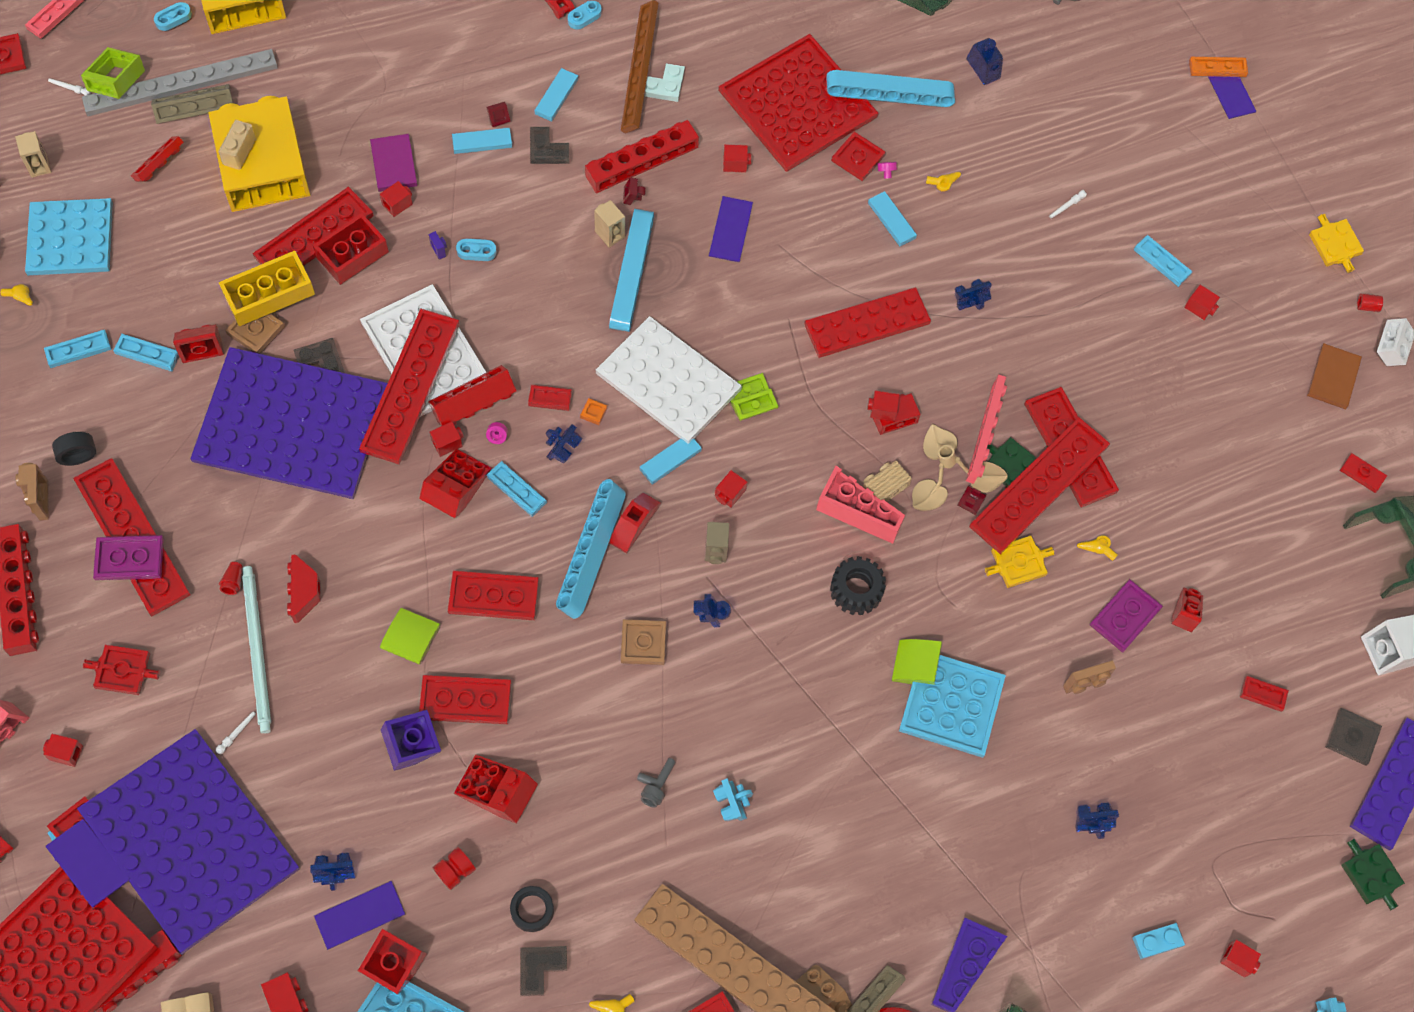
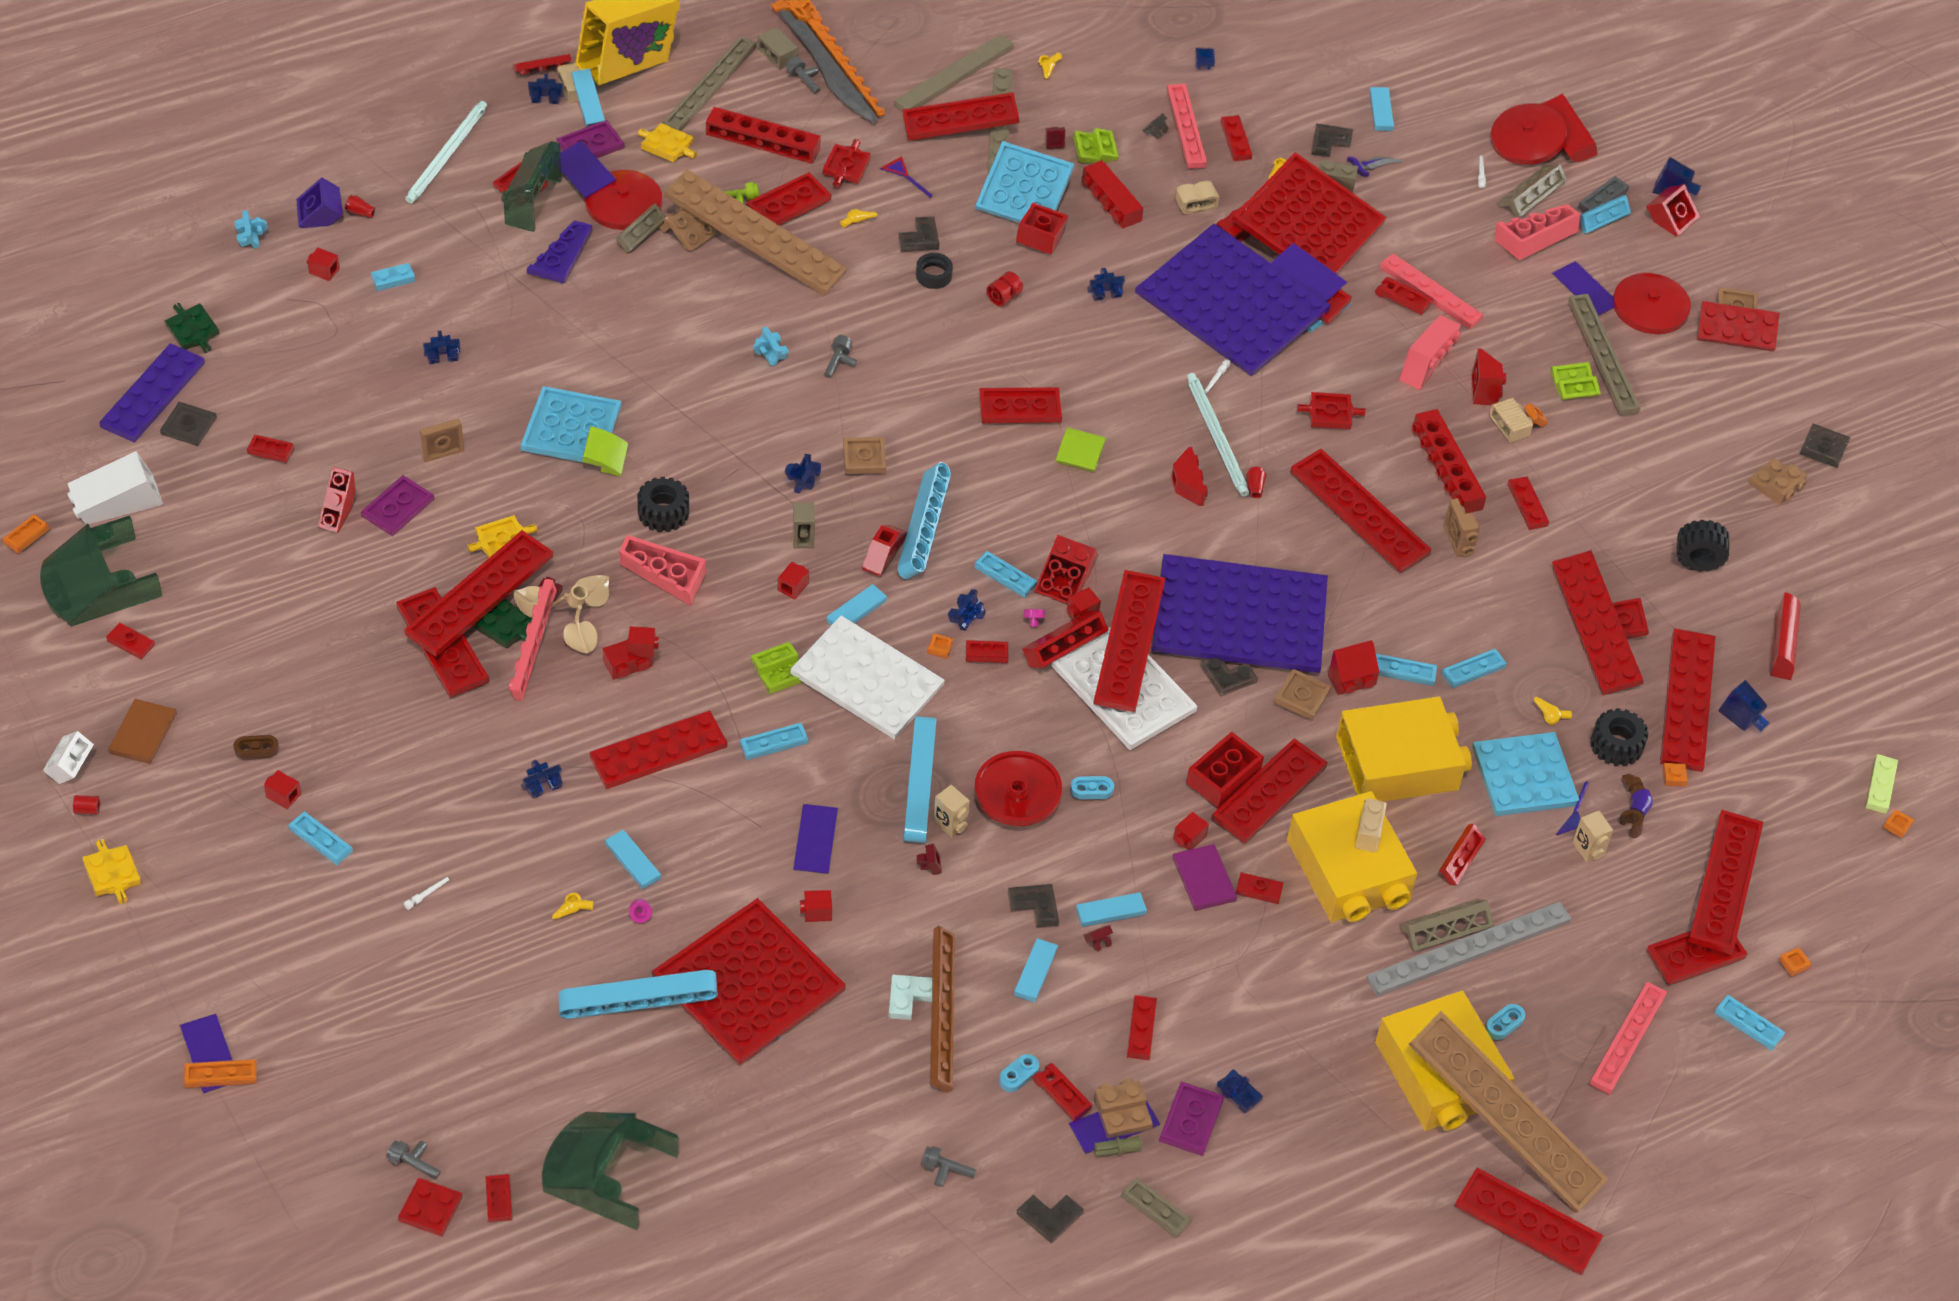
camera: 175 degrees right, 15 degrees down
(44, 181) = (1573, 821): none -> dark purple piece
(62, 750) = (1360, 351): red brick -> none
(74, 448) = (1438, 567): black tyre -> none
(77, 89) = (1578, 931): white piece -> none
(97, 81) = (1553, 917): lime window -> none
(128, 557) = (1354, 485): magenta tile -> none
(177, 250) = (1403, 749): none -> yellow brick
(267, 288) = (1298, 710): yellow brick -> none
(347, 149) = (1259, 888): none -> red plate
(359, 915) = (1077, 266): dark purple piece -> none
(410, 739) = (1063, 367): dark purple slope -> none
(438, 245) = (1134, 786): dark purple plate -> none
(477, 42) = (1141, 1027): none -> red plate
(493, 595) = (1010, 483): red plate -> none
(496, 788) = (979, 344): red slope -> none
(545, 245) = (1018, 788): none -> red dish
(686, 141) = (914, 900): red brick -> none
(761, 323) = (773, 741): none -> medium azure tile
(858, 156) = (674, 922): red plate -> none
(888, 482) = (636, 594): tan brick -> none
(986, 60) = (517, 1038): clear blue torso -> none
(1100, 546) = (419, 559): yellow animal -> none
(1229, 347) = (256, 746): none -> reddish brown plate

